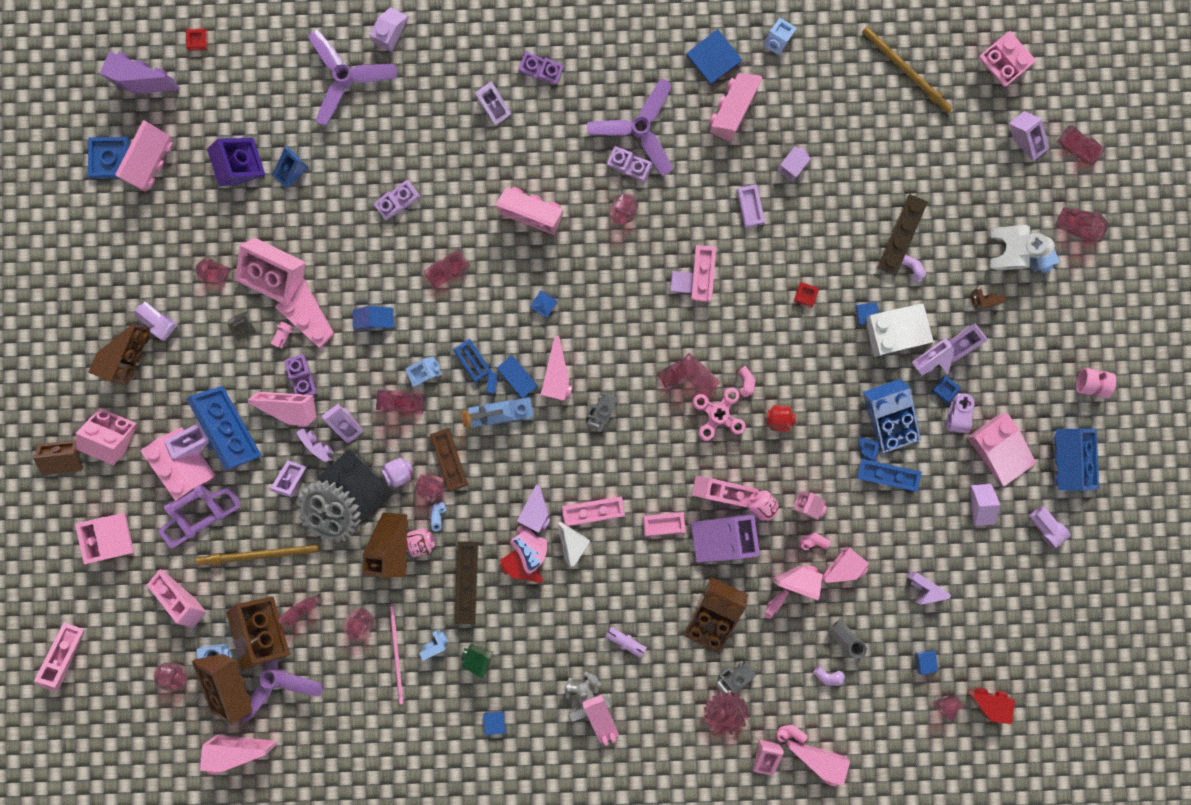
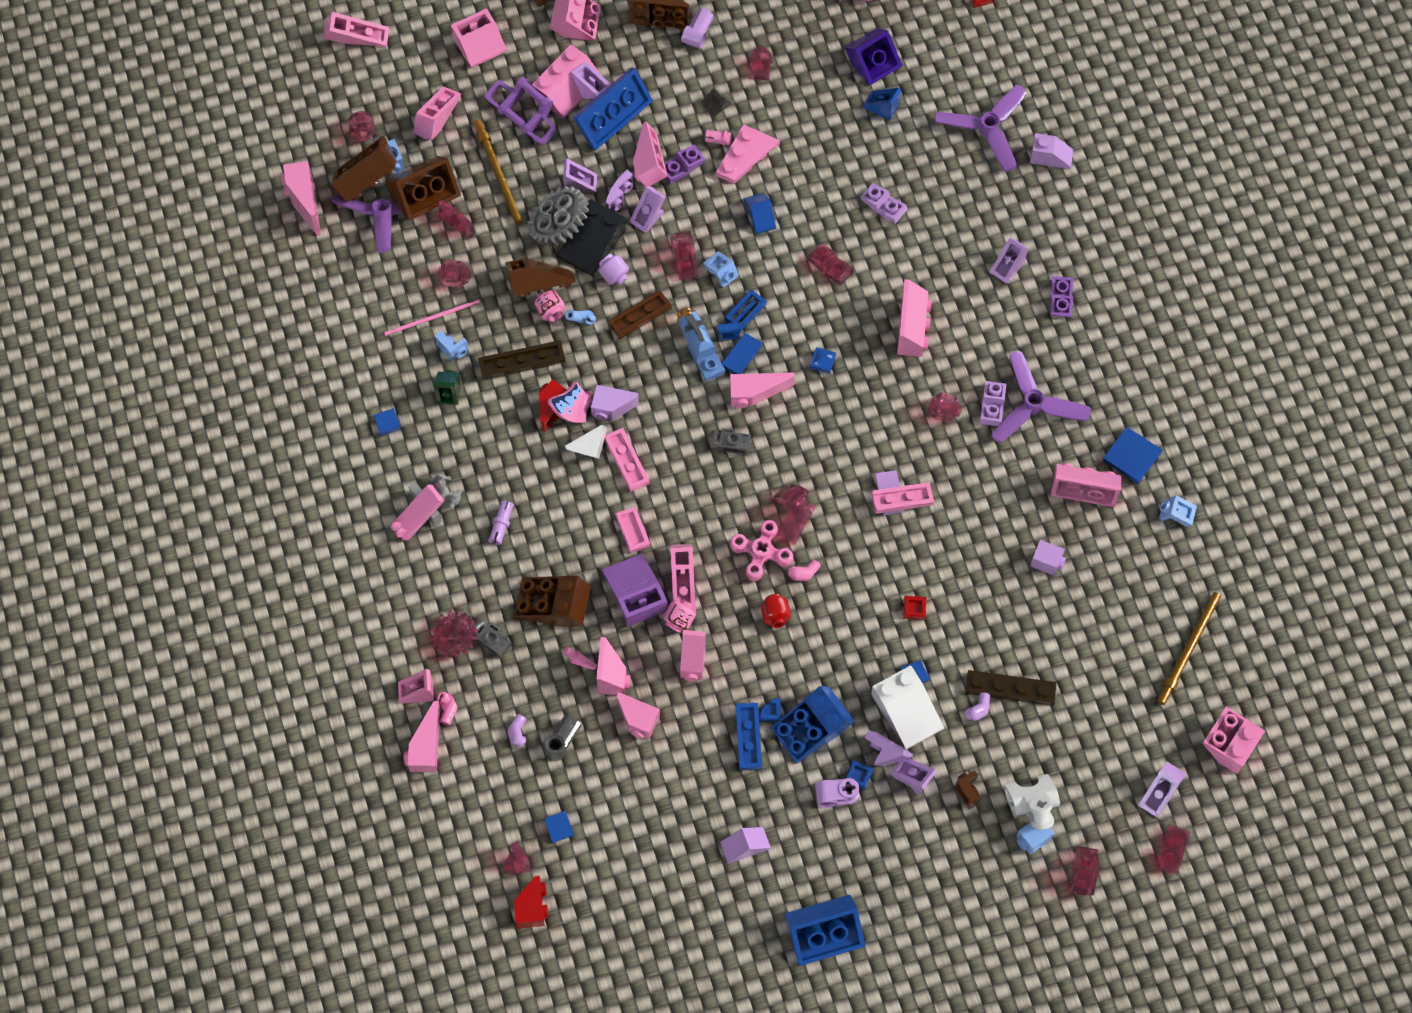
camera: 75 degrees right, 20 degrees down
(269, 270) = (777, 109): bright pink slope -> none
(430, 486) = (608, 301): clear pink head -> none
(750, 206) = (989, 530): lavender tile -> none
(814, 539) = (657, 678): bright pink arm -> none
(930, 593) = (636, 809): lavender slope -> none
(1002, 448) = (811, 847): bright pink slope -> none
(1053, 531) = (737, 922): lavender piece -> none
(1100, 383) = (914, 925): bright pink wheel -> none

